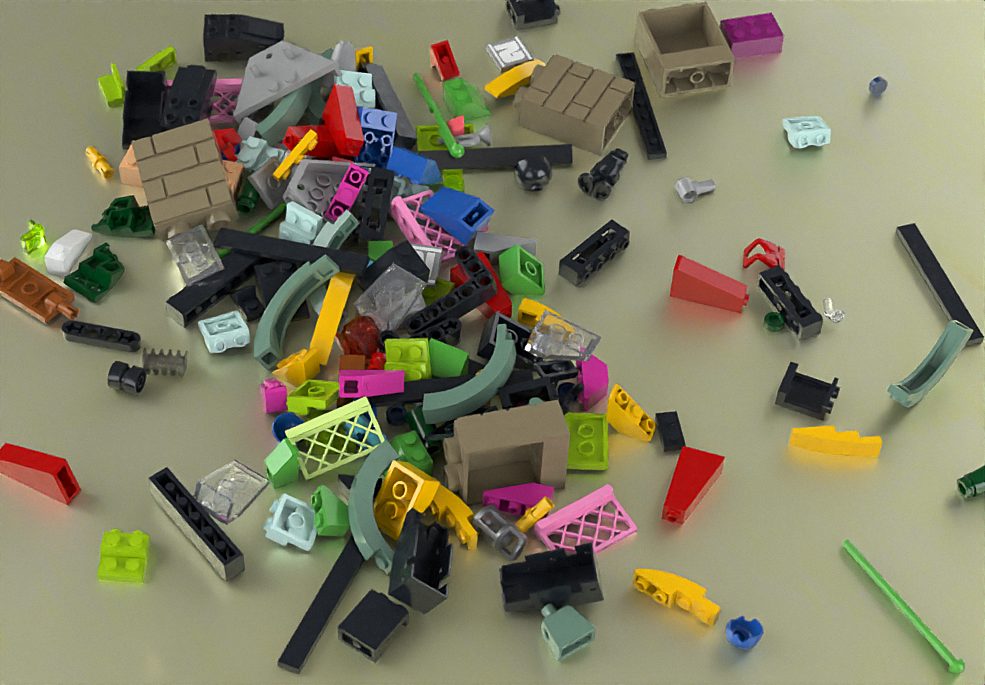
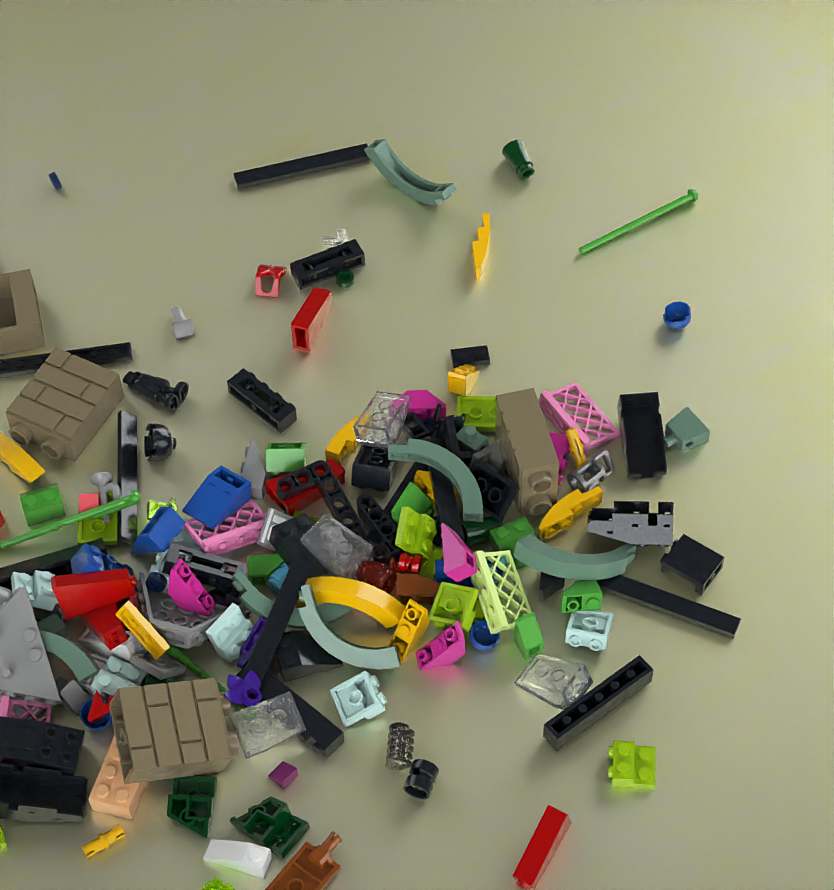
camera: 85 degrees left, 5 degrees up
(77, 331) = (359, 813): black beam -> none
(150, 281) = (283, 774): none -> magenta slope
(229, 230) = (241, 688): none -> dark purple plate
(247, 302) = (313, 685): black slope -> none
(401, 490) = (565, 532): yellow slope -> none
(671, 588) = (641, 356): yellow slope -> none
(691, 481) = (530, 343): red slope -> none
(806, 393) = (428, 260): black panel -> none
(807, 131) = (112, 235): light aqua plate -> none

